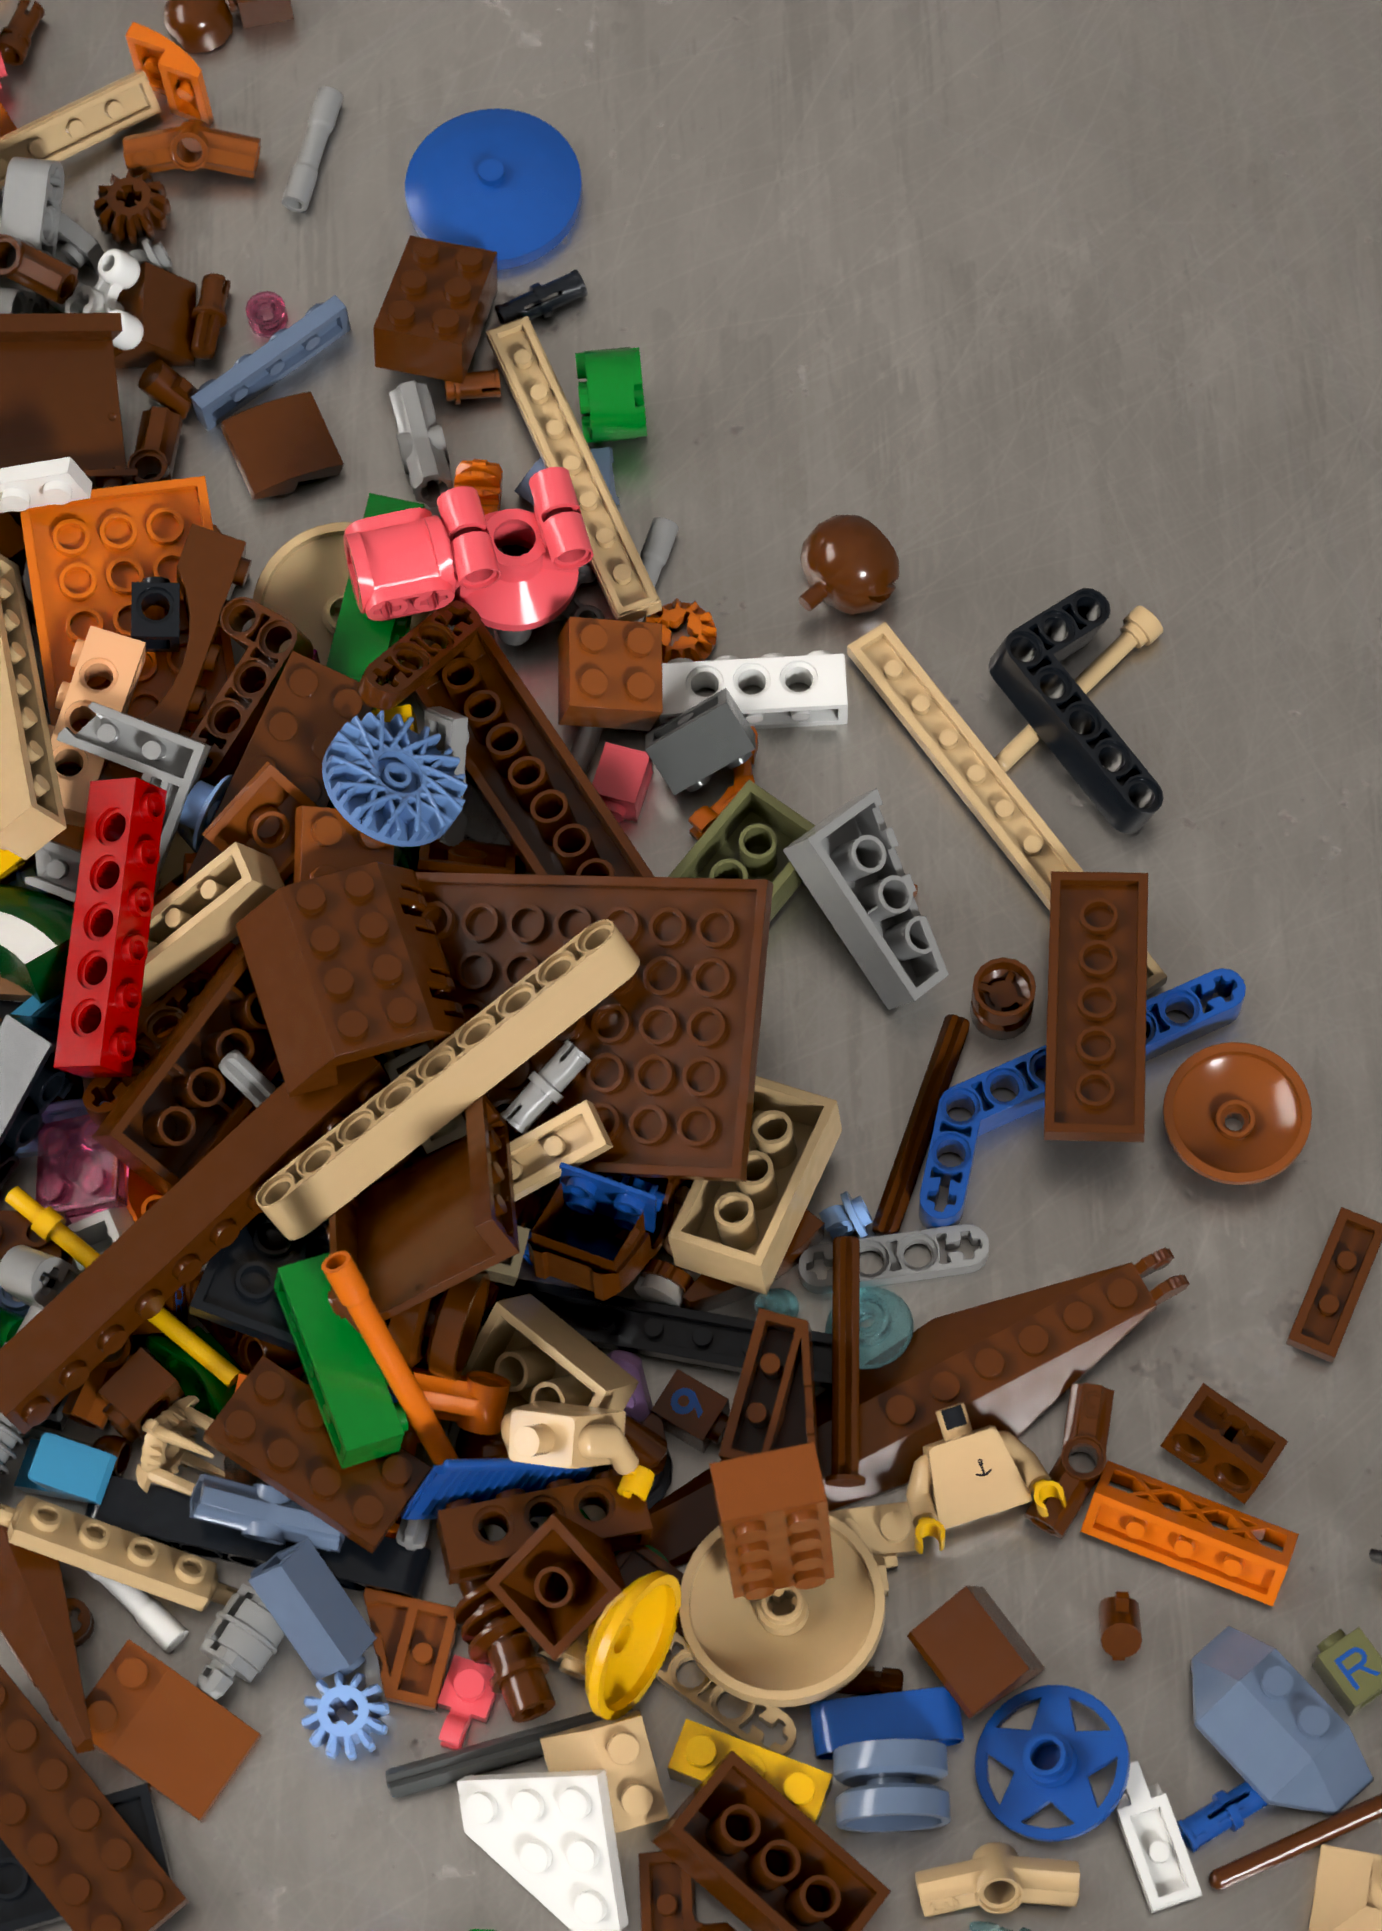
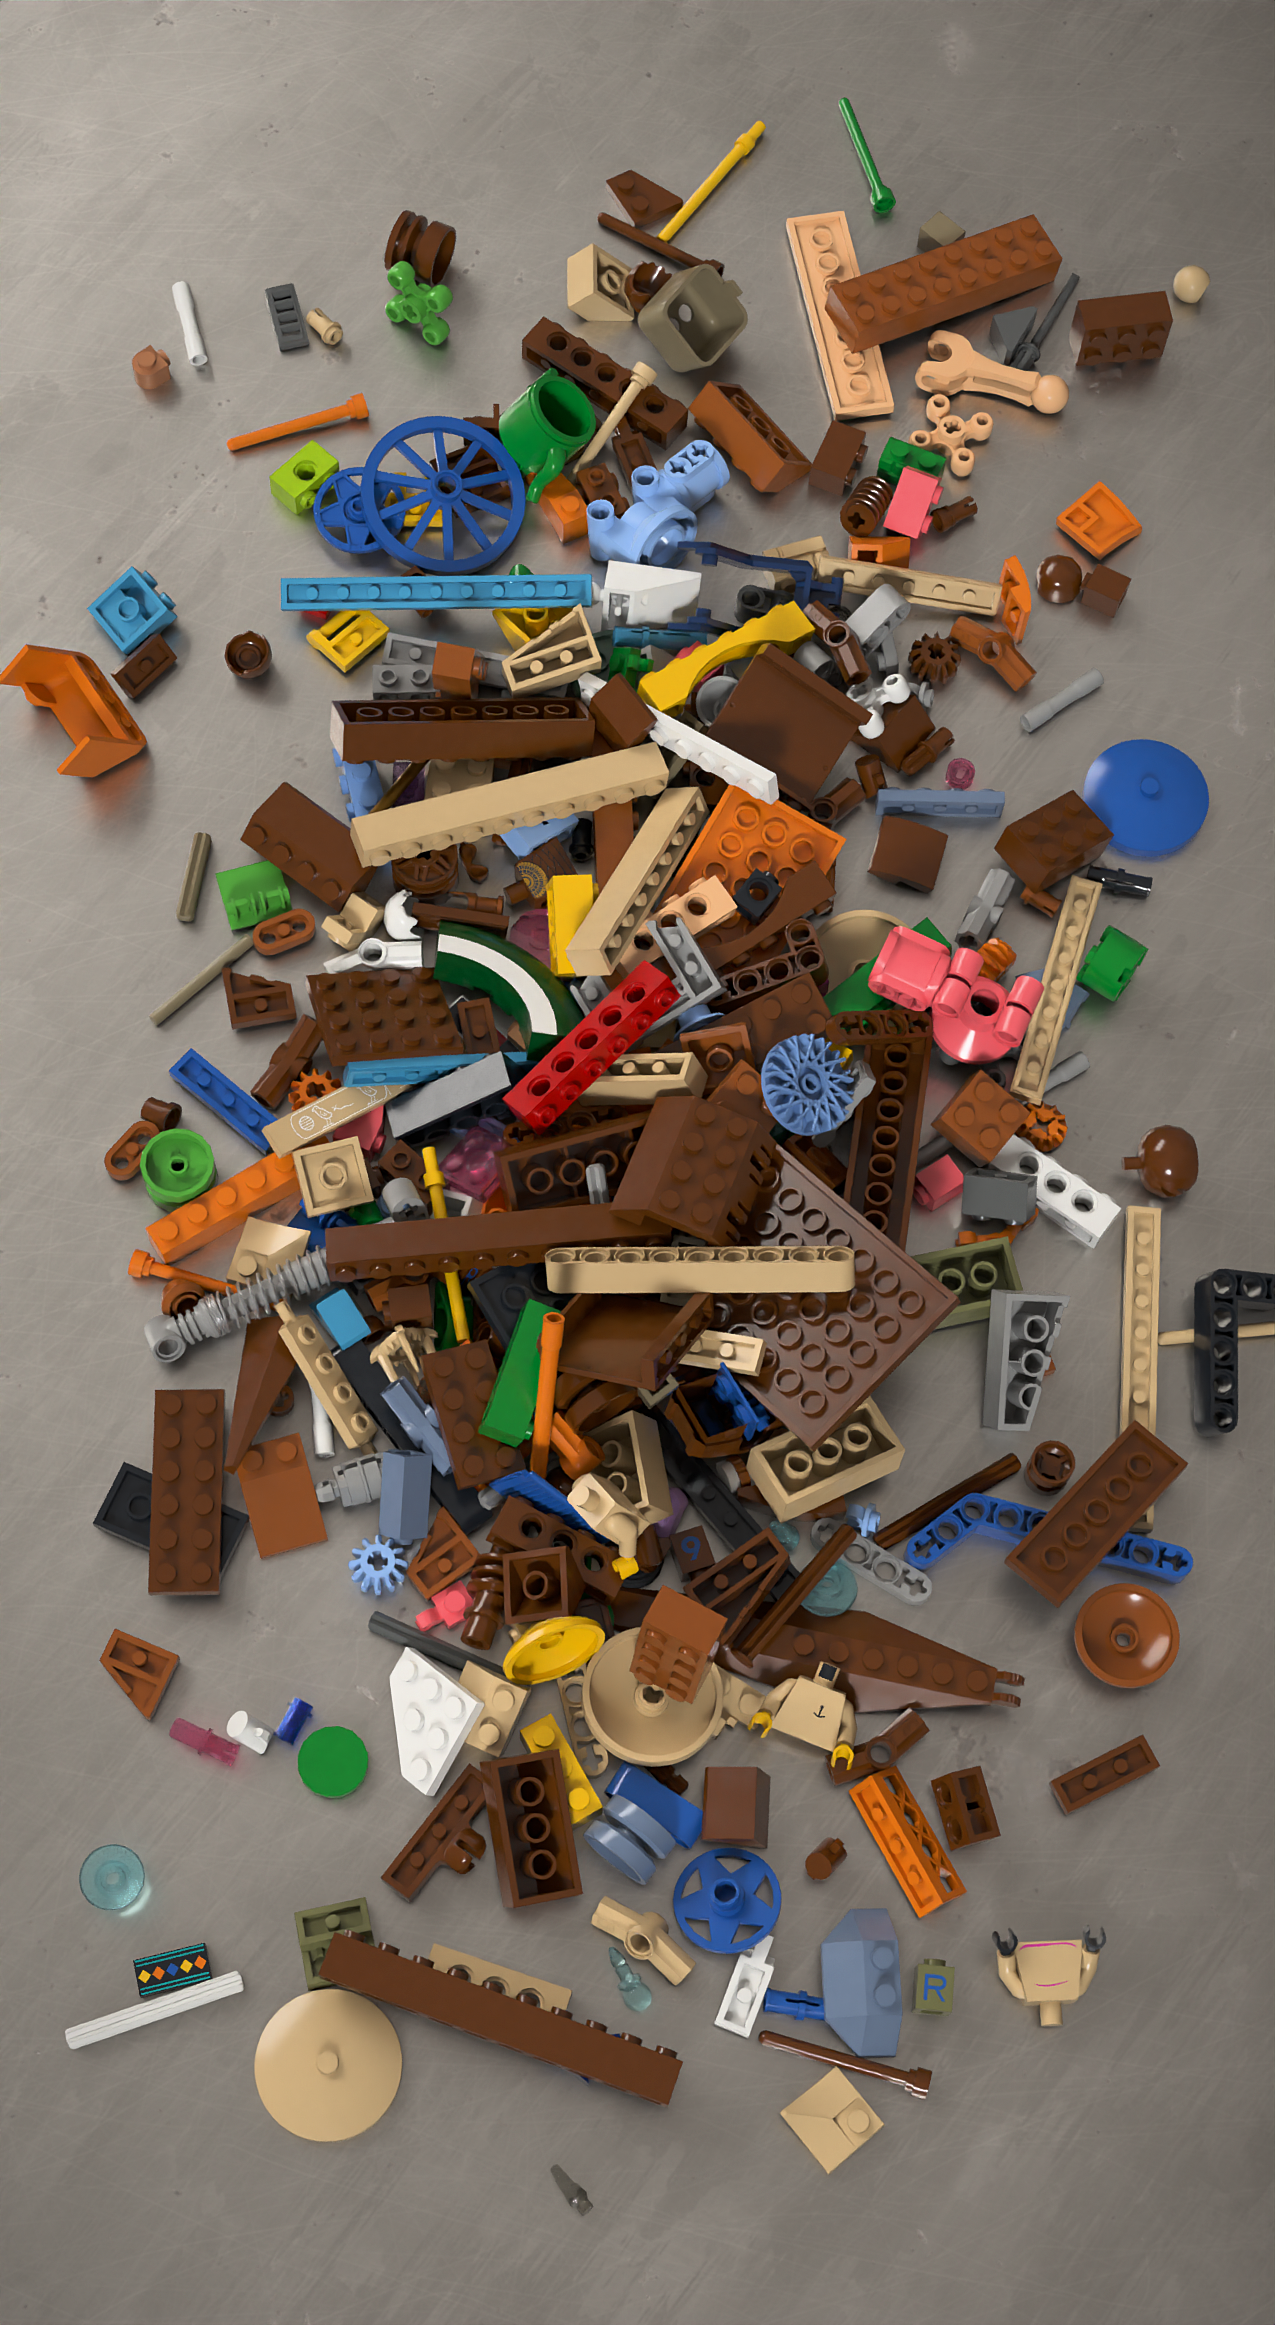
camera: 30 degrees right, 0 degrees up
(545, 1087) = (749, 1315): light grey pin -> none

